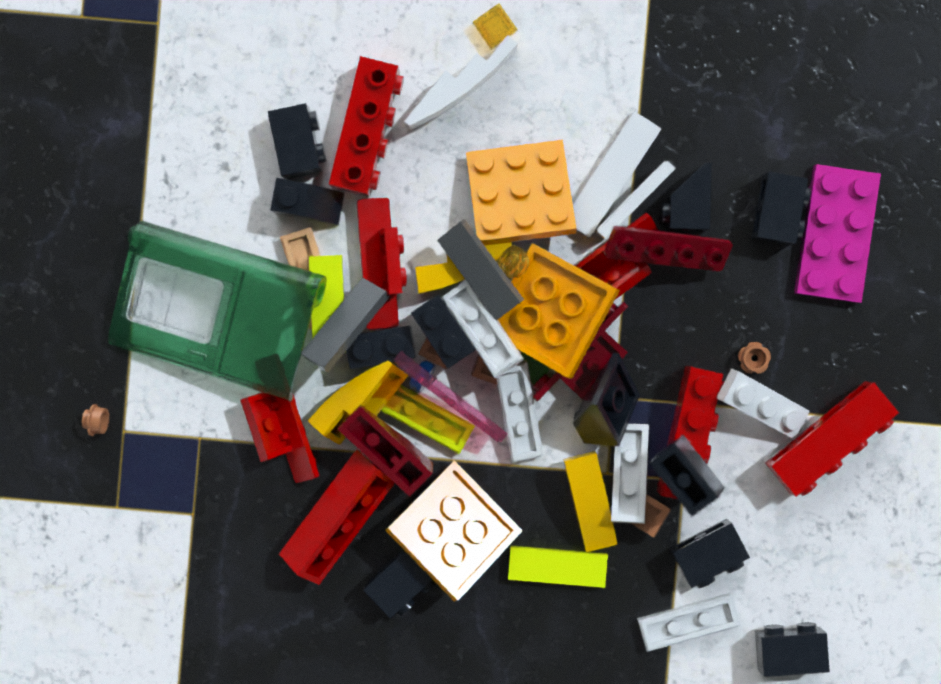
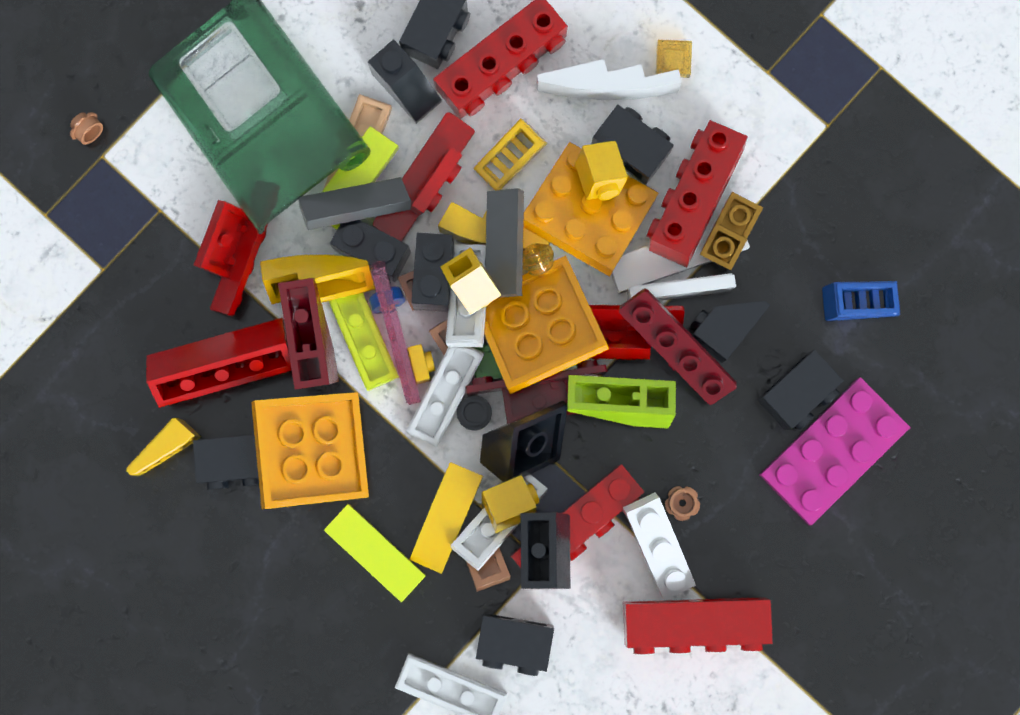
camera: 40 degrees right, 5 degrees down
(345, 600) = (168, 442): none -> yellow slope
(423, 223) = (511, 136): none -> yellow slope
(479, 319) = (470, 281): none -> brick
(485, 403) = (422, 363): none -> yellow plate
(510, 159) = (601, 170): none -> yellow brick
(515, 117) = (639, 145): none -> black brick
(551, 409) = (474, 412): none -> black plate
(593, 118) = (697, 193): none -> red brick
(632, 457) = (507, 501): none -> yellow brick
(639, 128) = (731, 230): none -> pearl gold slope
(655, 318) = (623, 400): none -> lime slope
(759, 120) = (838, 300): none -> blue slope

